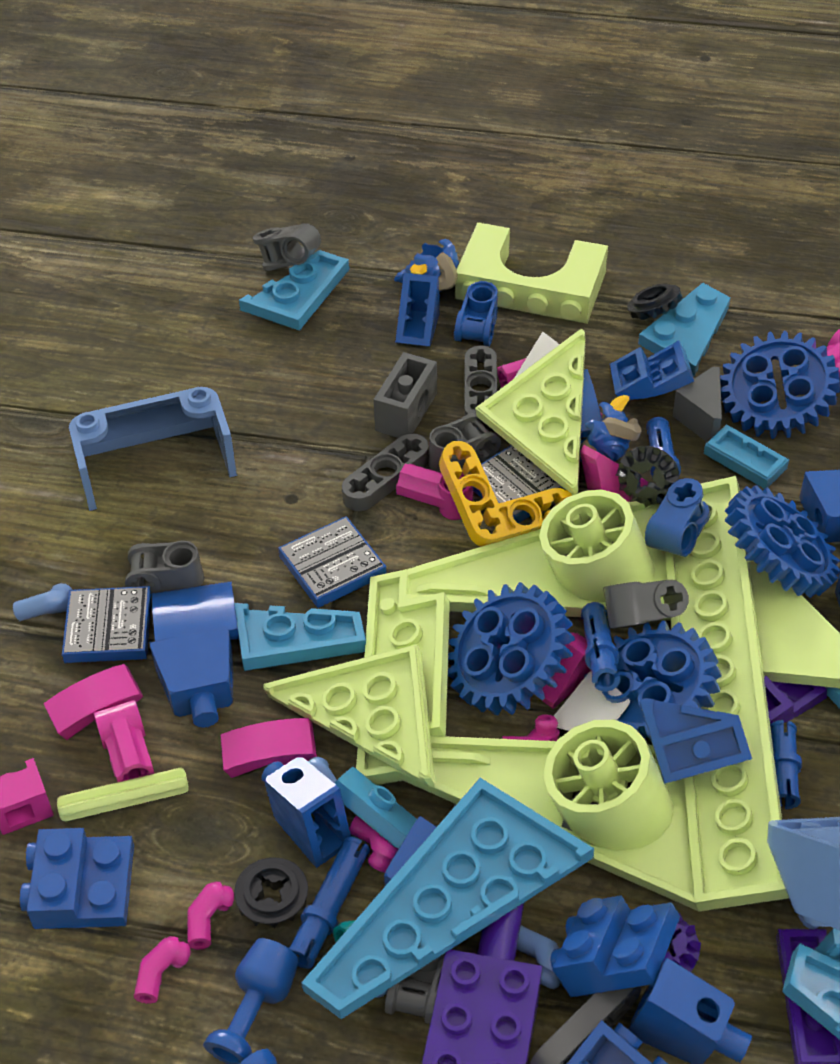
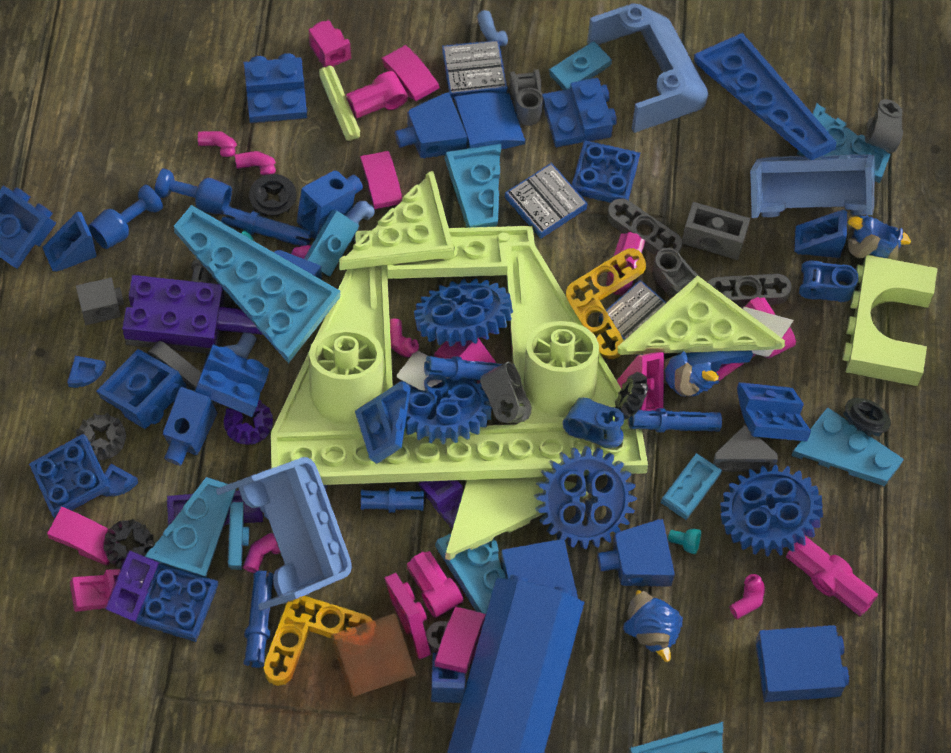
camera: 80 degrees right, 15 degrees up
(128, 515) = (580, 65): none -> dark azure plate
(200, 346) = (760, 88): none -> blue wing
(203, 515) = (579, 113): none -> blue plate
(294, 502) = (605, 172): none -> blue tile
(351, 292) = (804, 183): none -> medium blue windscreen
(817, 460) = (689, 540): none -> teal piece

